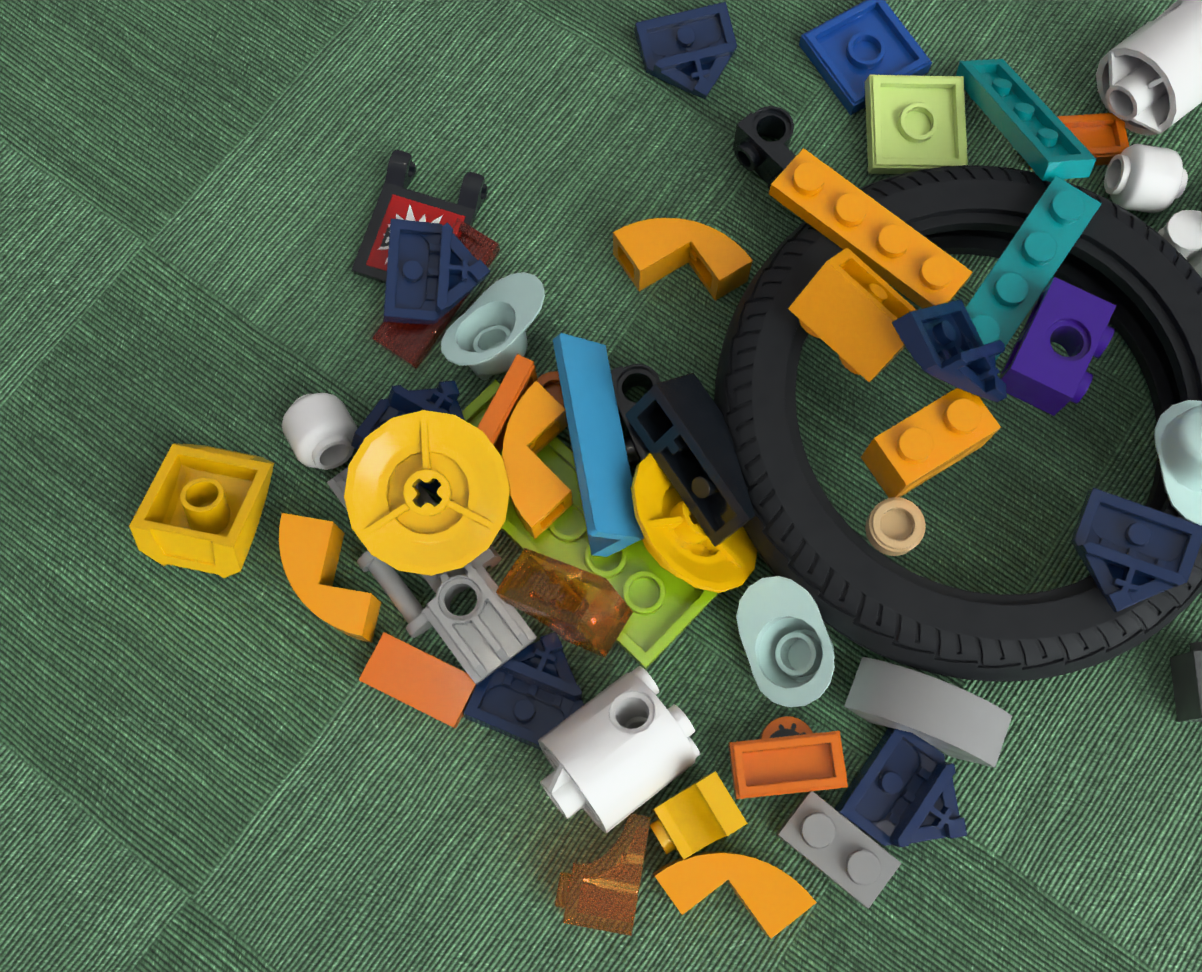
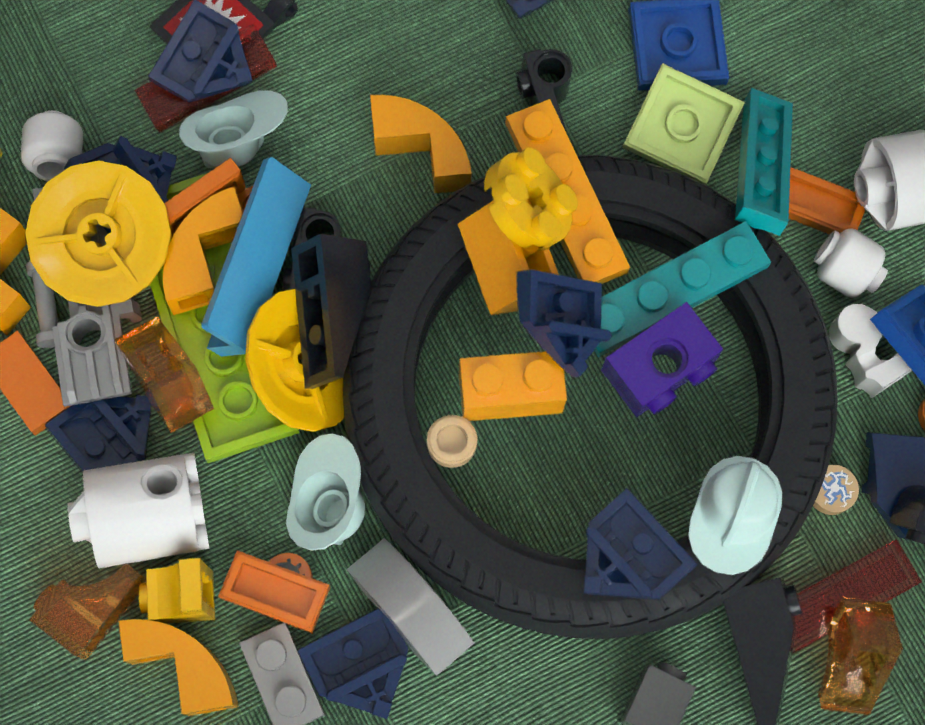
camera: 20 degrees right, 0 degrees up
(860, 249) = (526, 177): none -> yellow plate

